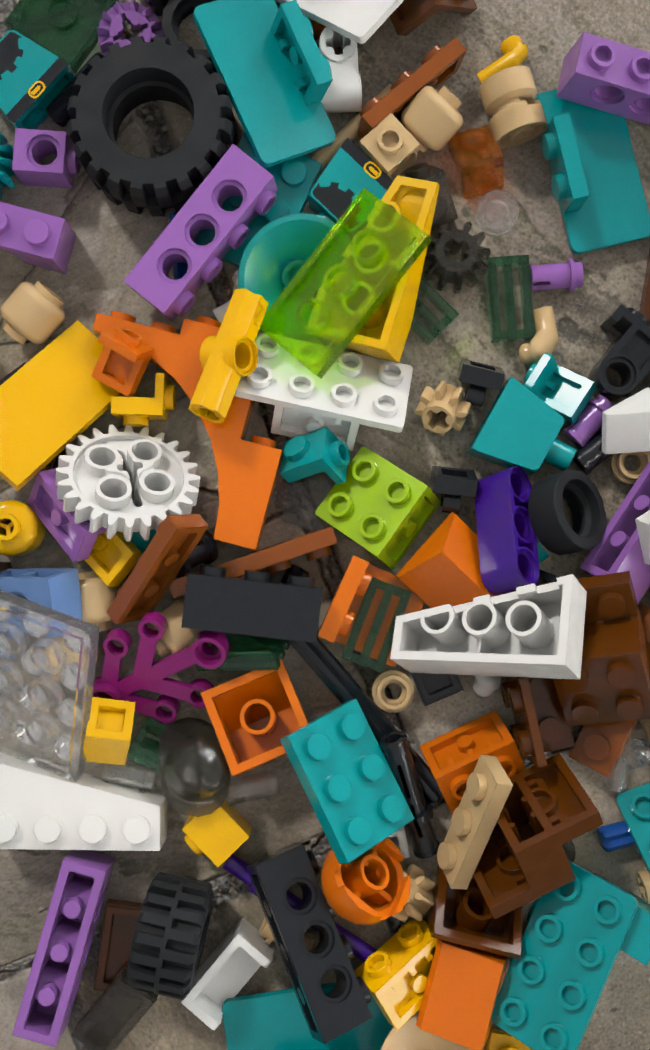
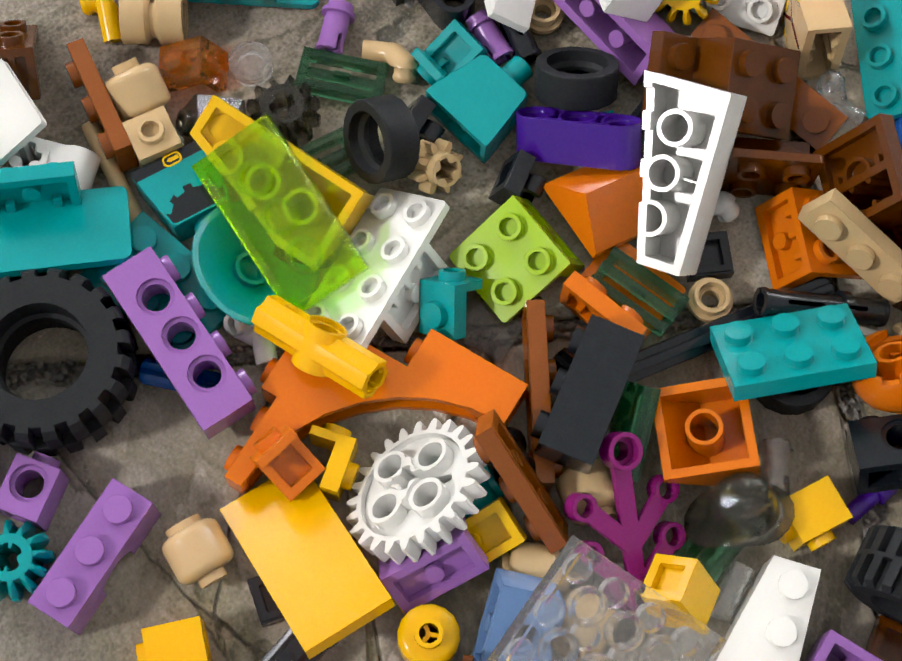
camera: 75 degrees left, 15 degrees down
(448, 350) = (398, 133): none -> black tyre

